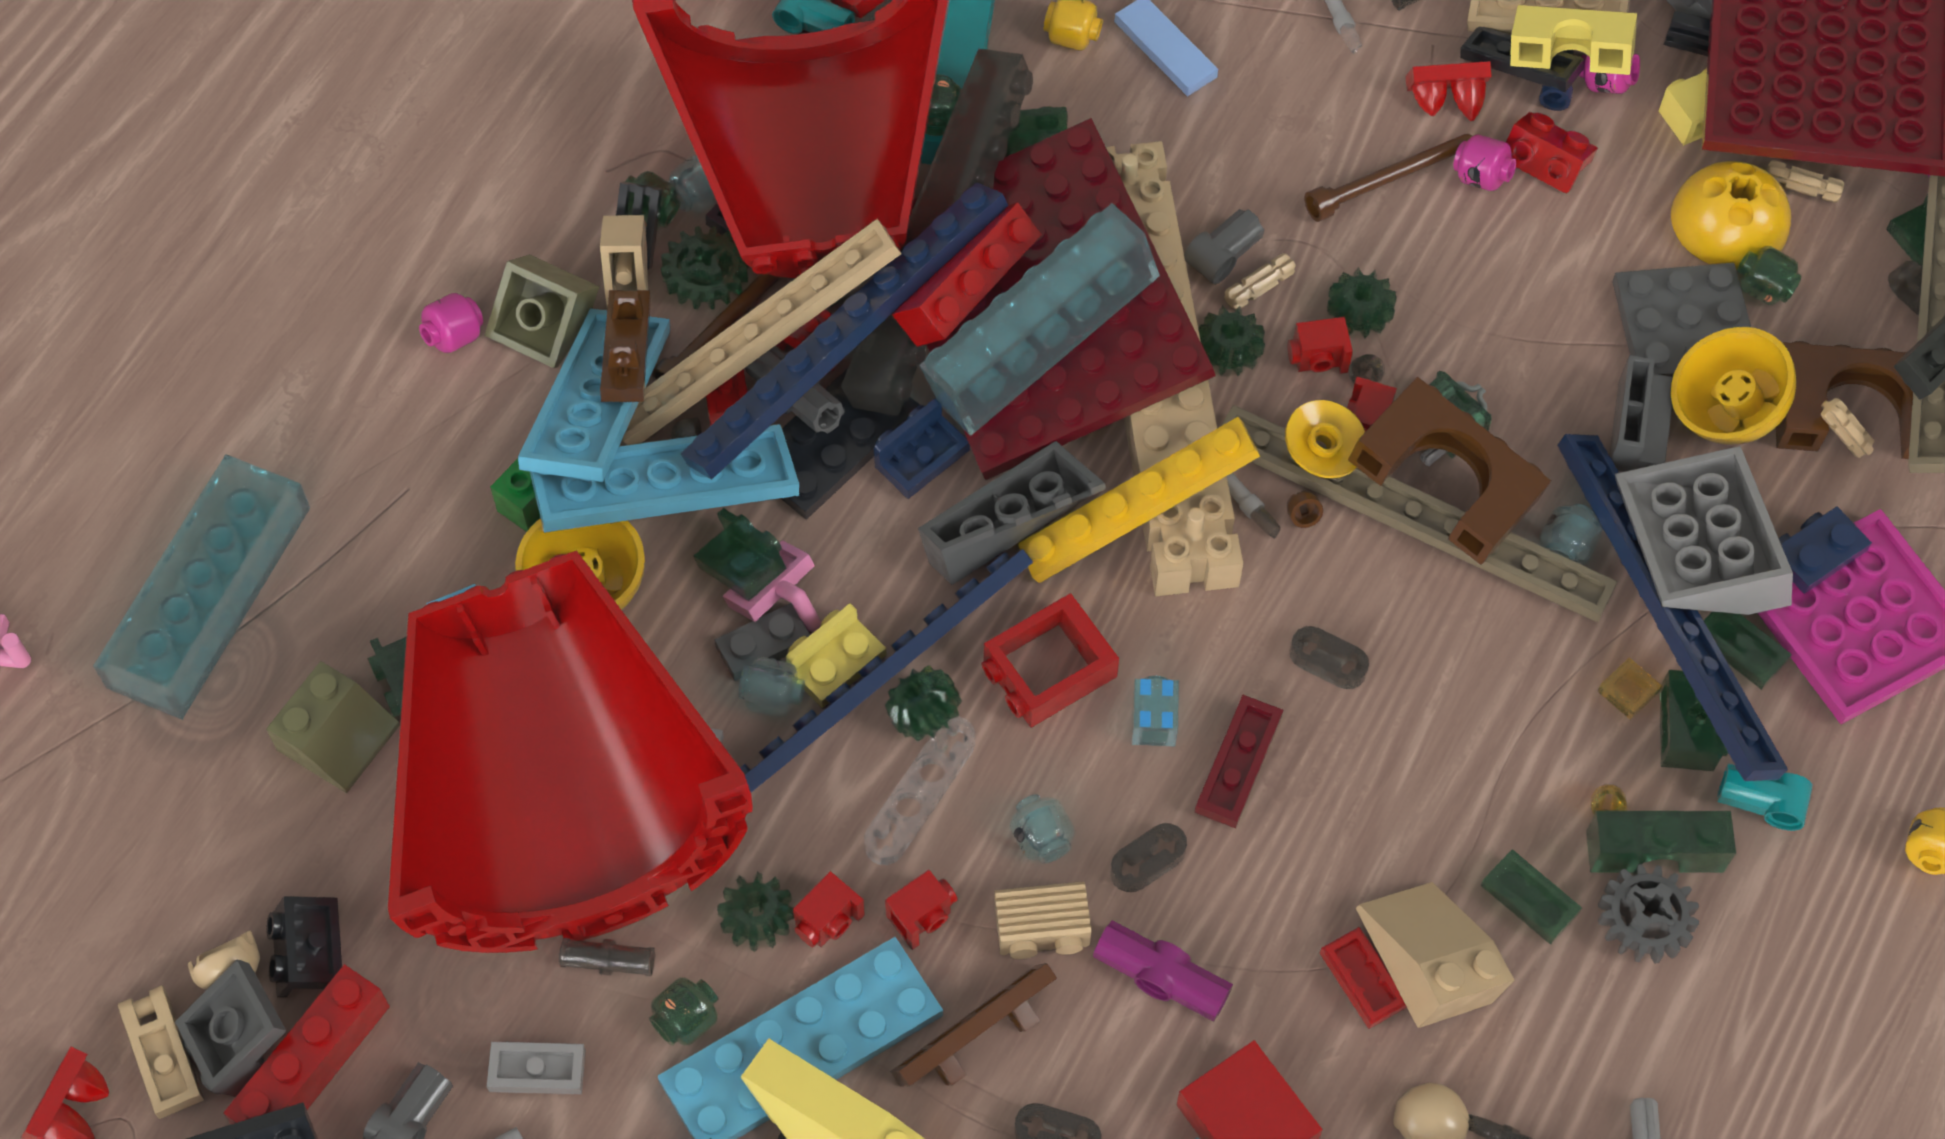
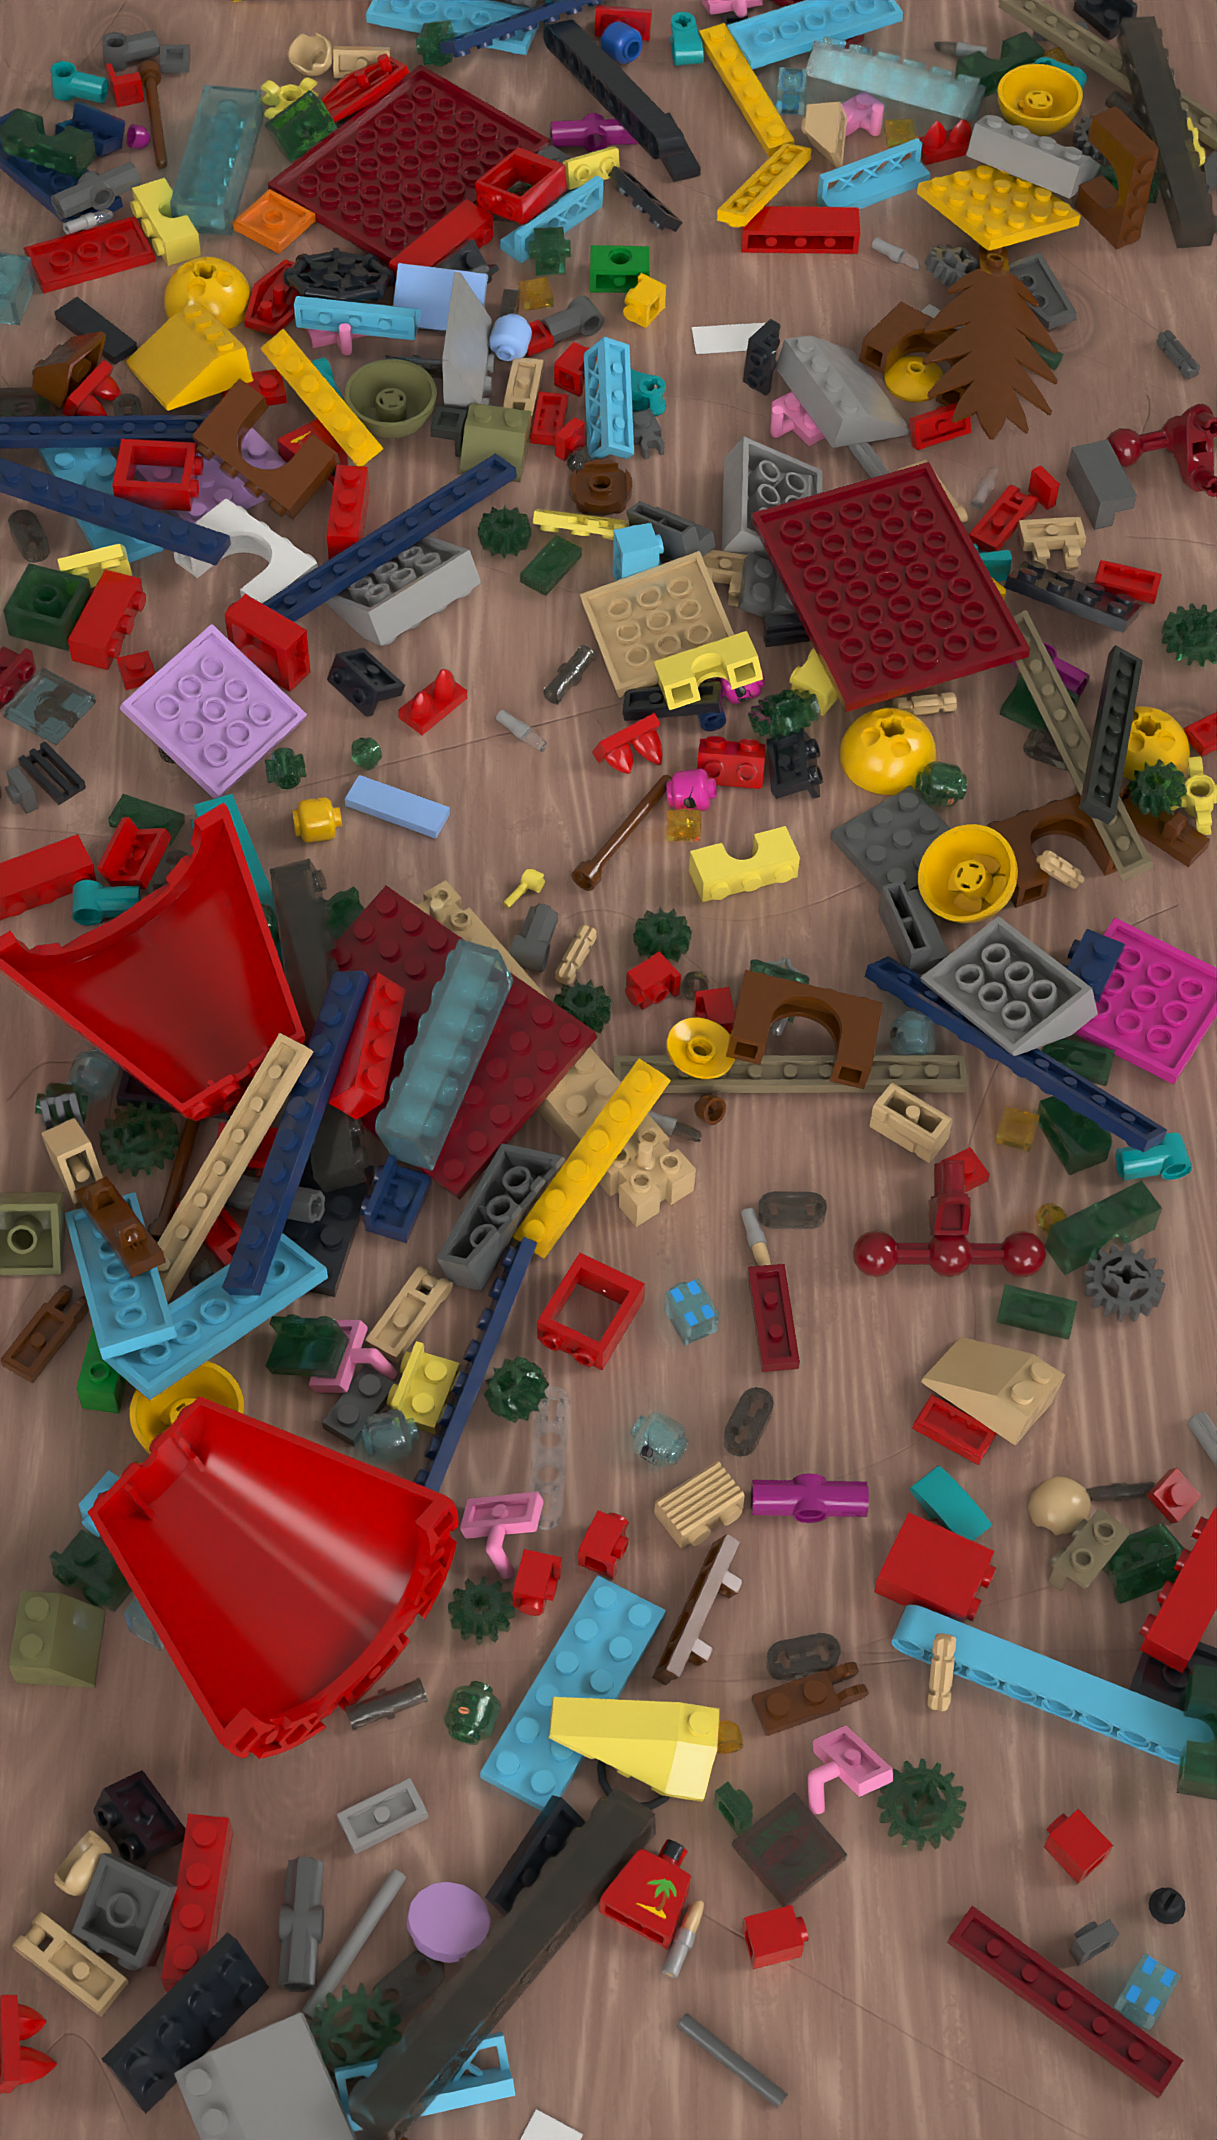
camera: 30 degrees left, 5 degrees down
(496, 420) = (44, 1335): none -> reddish brown hinge
(827, 825) = (498, 1517): none -> bright pink plate
(865, 572) = (408, 1314): none -> tan plate
(1258, 182) = (530, 880): none -> light yellow hand
(1273, 667) = (755, 1237): none -> light grey piece
(1310, 1056) = (950, 1504): none -> teal slope
(1455, 195) = (683, 825): none -> clear yellow plate
(1465, 268) = (721, 875): none -> light yellow arch
(1472, 782) = (949, 1250): none -> dark red connector
(1510, 625) = (910, 1122): none -> tan brick
(1543, 706) = (974, 1170): none -> red plate
(1616, 183) = (794, 764): none -> black bracket
(1636, 122) = (784, 713): none -> clear green gear

